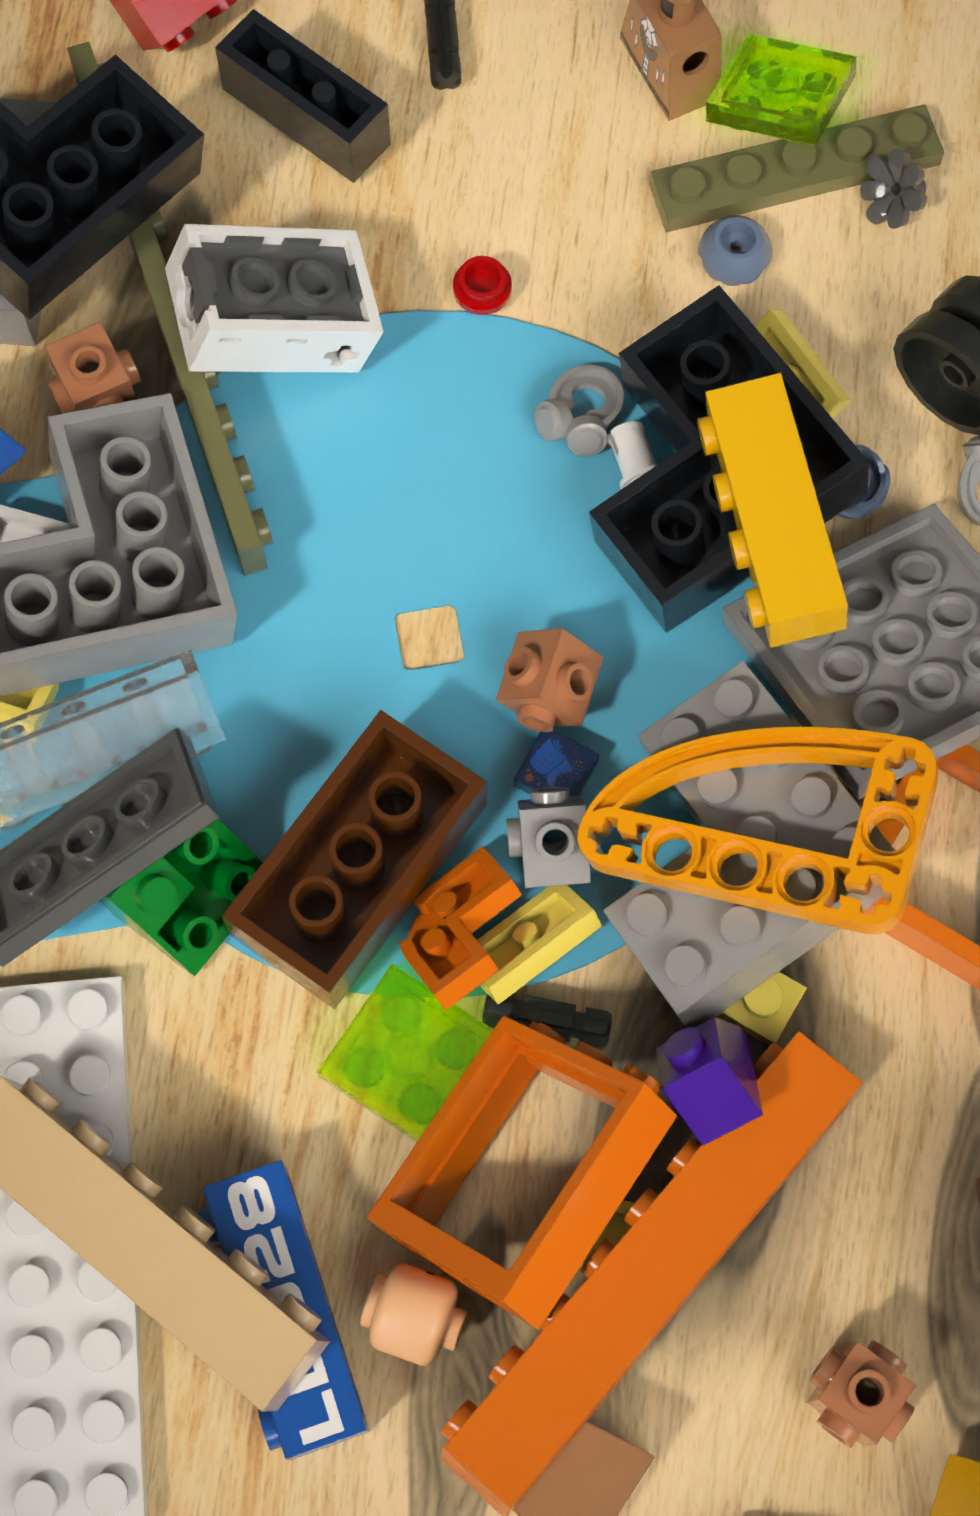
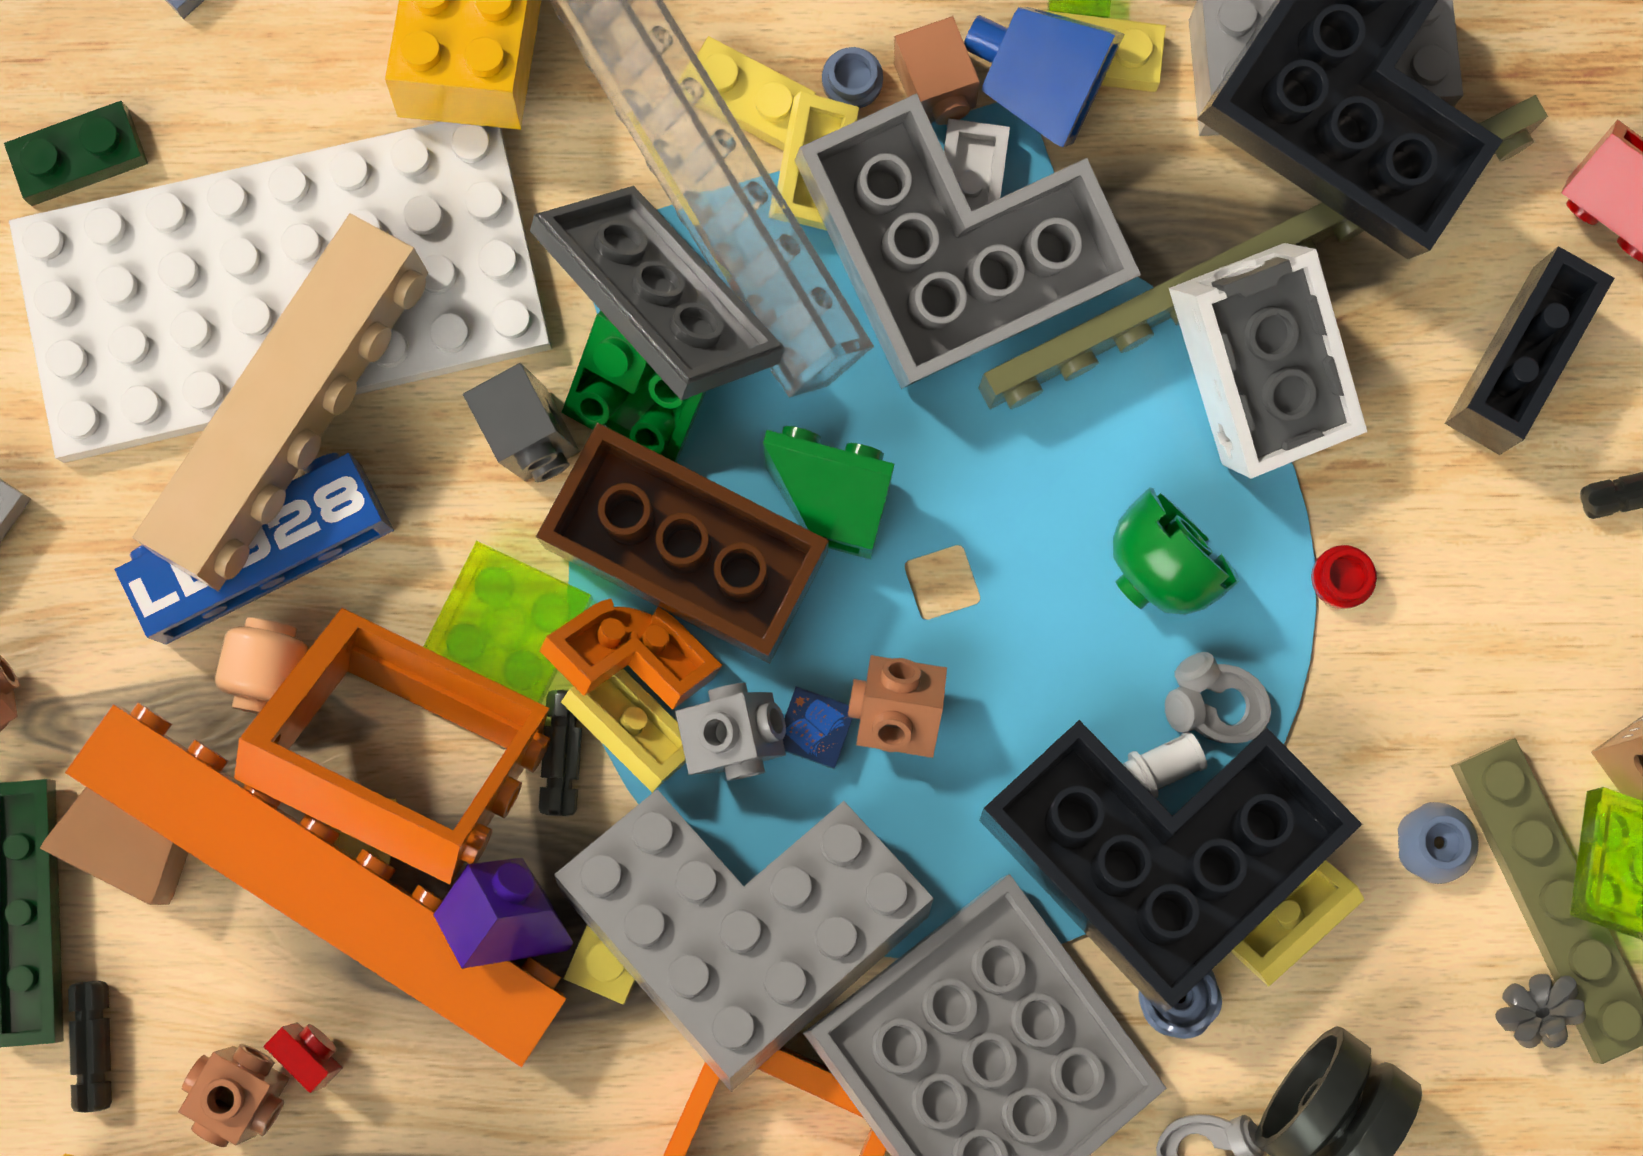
camera: 80 degrees right, 10 degrees up
(90, 371) = (1159, 197): nougat brick -> none
(207, 998) = (522, 424): none -> dark grey brick
(325, 709) = (830, 488): none -> green slope
(444, 422) = (1167, 558): none -> green cylinder
(774, 510) = (1094, 908): yellow brick -> none
(775, 861) = (704, 949): light orange beam -> none
(825, 1314) = (305, 1055): none -> red plate

